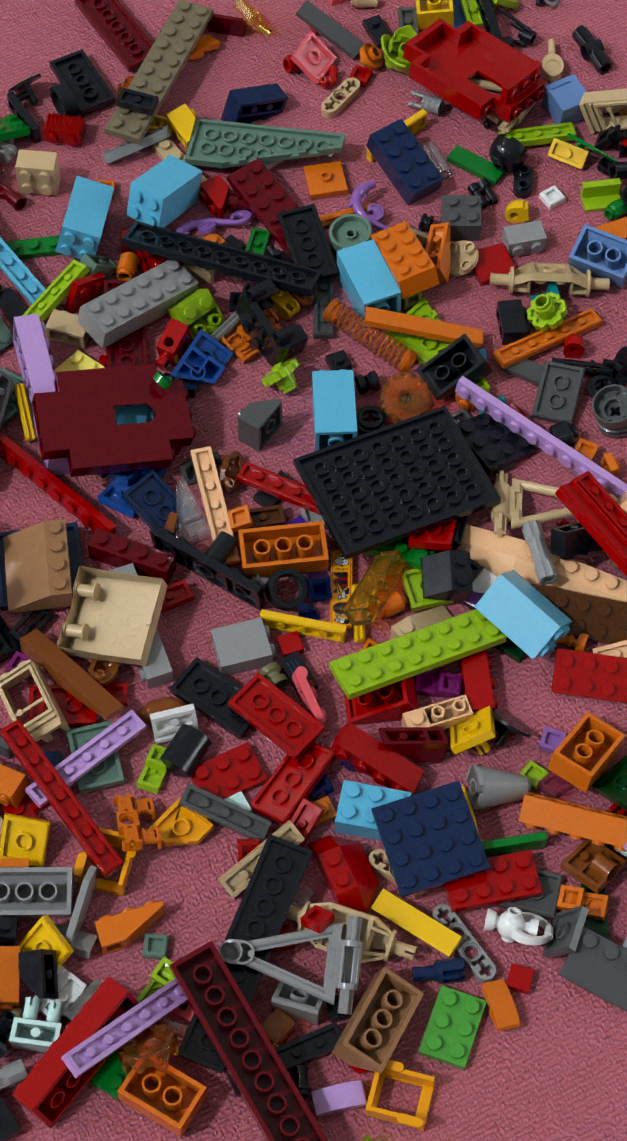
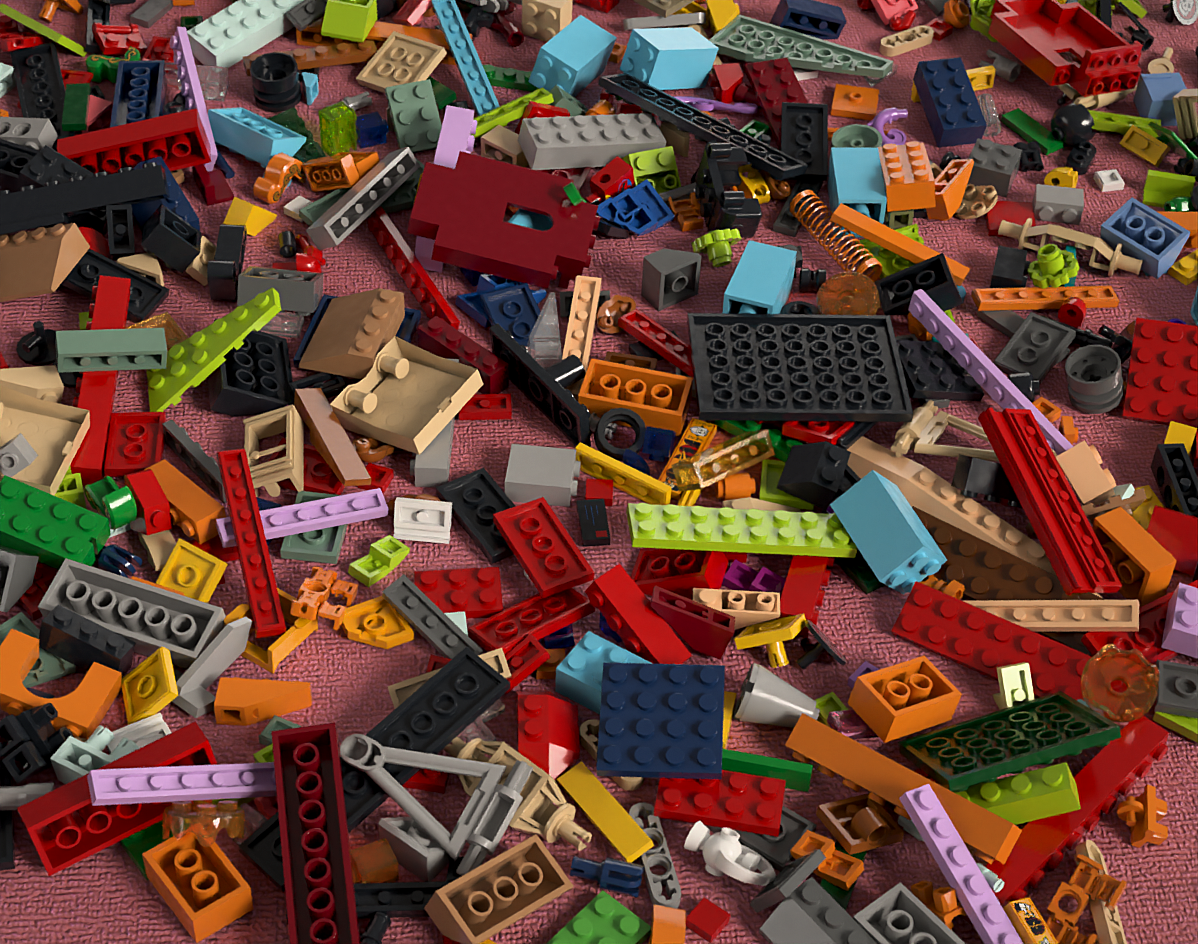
camera: 20 degrees right, 15 degrees down
(39, 972) = (128, 702): black slope -> none
(171, 521) = (522, 333): dark orange tile -> none
(185, 751) = (420, 549): black brick -> none
(240, 518) = (602, 351): orange plate -> none
(273, 673) = (564, 509): olive wheel -> none
(308, 694) = (592, 538): coral plate -> none
(317, 919) = (477, 751): red tile -> none
(544, 566) = (935, 490): light grey axle -> none

